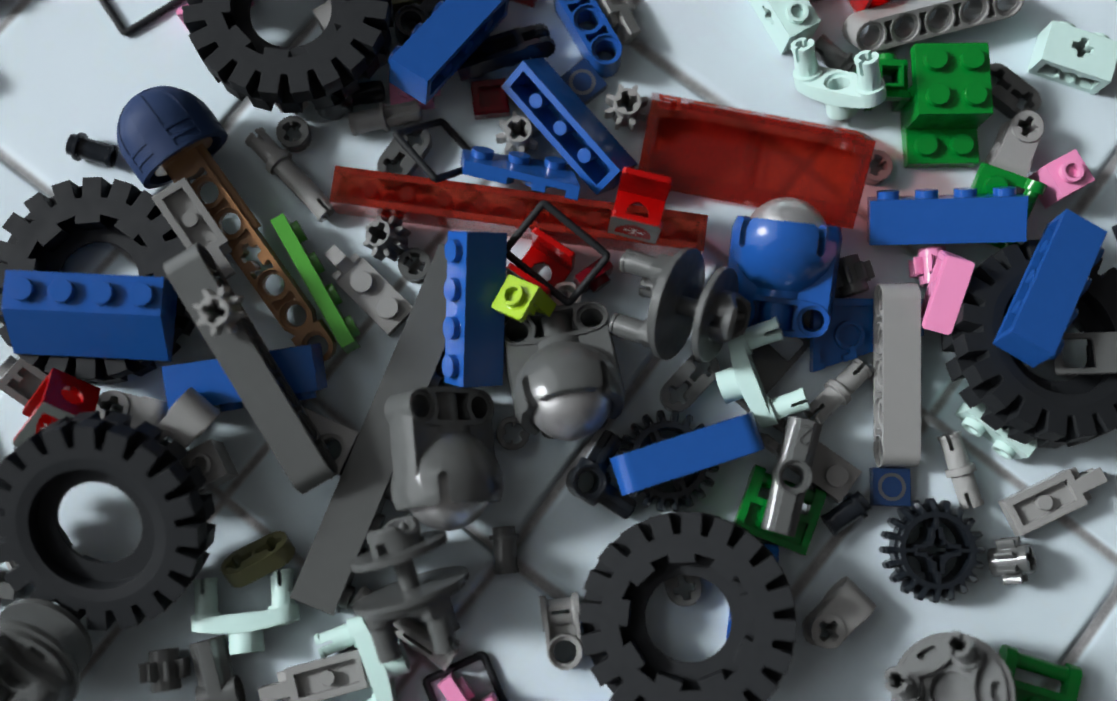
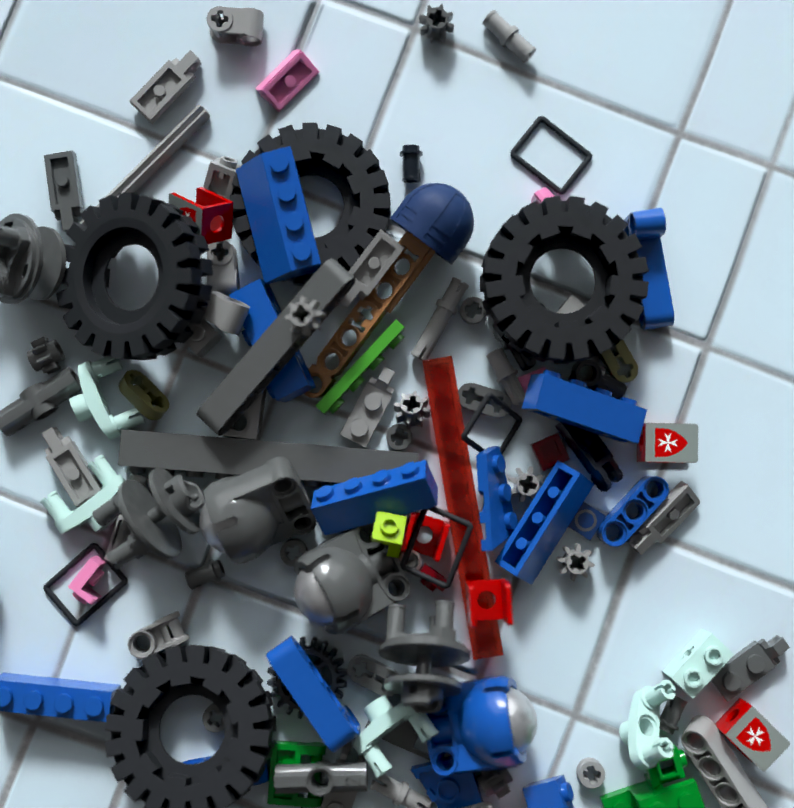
camera: 75 degrees right, 5 degrees up
(602, 490) = (288, 624): black axle -> none
(755, 156) = (566, 675): clear red windscreen -> none

